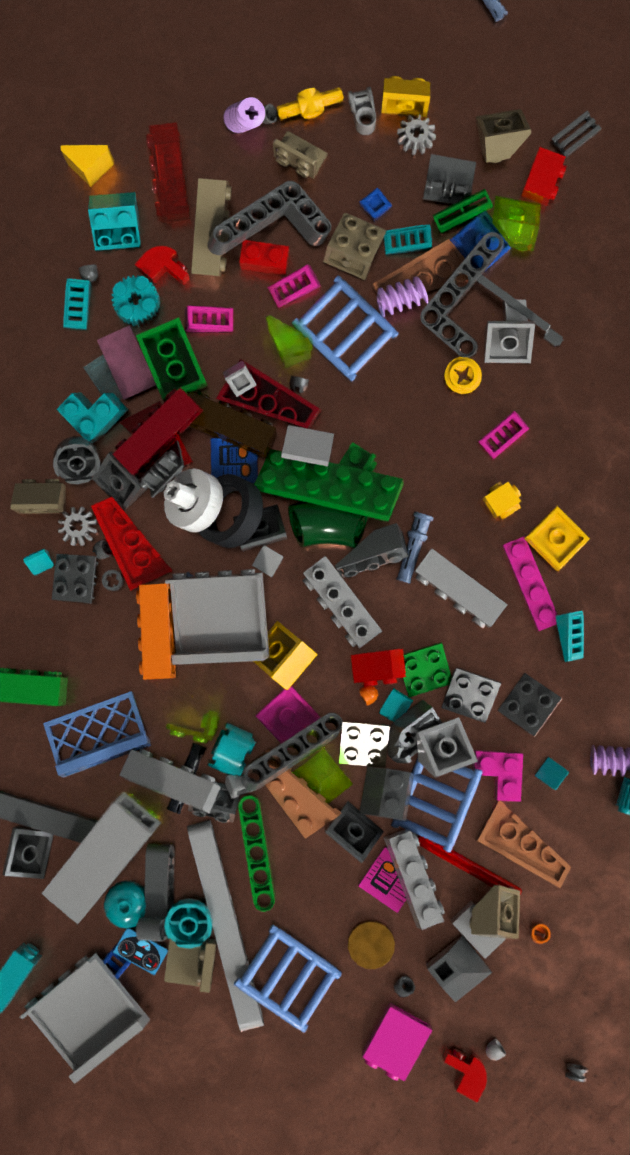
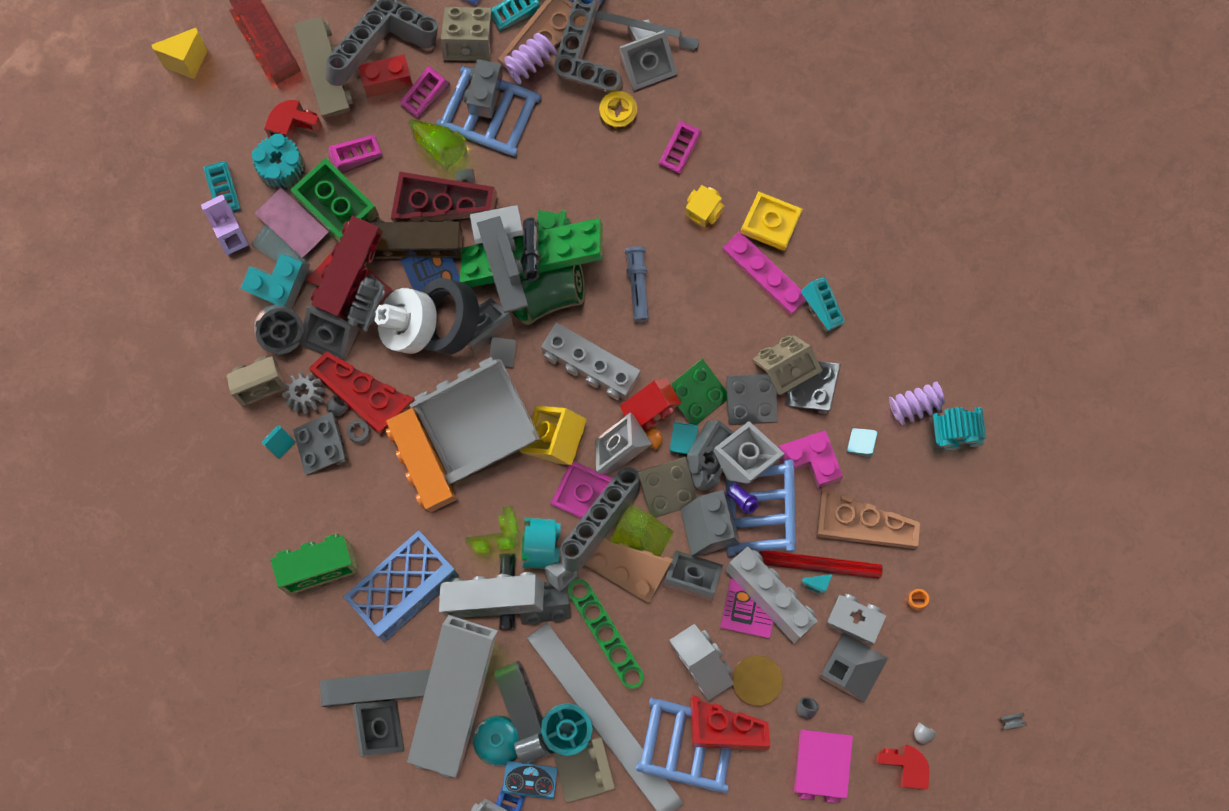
camera: 20 degrees left, 10 degrees down
(66, 342) = (224, 224): none -> lavender brick
(89, 272) = (222, 153): dark grey hinge -> none
(114, 221) = (229, 99): teal slope -> none
(239, 378) = (406, 189): light grey slope -> none
(297, 493) = (502, 263): none -> dark grey bracket
(325, 492) = (531, 255): none -> black pin
(325, 978) = (725, 729): none -> red wing
(329, 912) = (703, 661): none -> light grey brick
(336, 689) = (620, 444): none -> light grey slope
(348, 309) = (484, 88): none -> dark grey brick
(377, 549) = (603, 298): dark grey slope -> none
(427, 791) = (747, 502): none -> dark purple pin
(459, 884) = (817, 583): none -> teal slope
(460, 588) = (698, 303): light grey brick -> none
(497, 914) = (866, 592): dark tan slope -> none
(516, 677) = (788, 363): none -> dark tan bracket

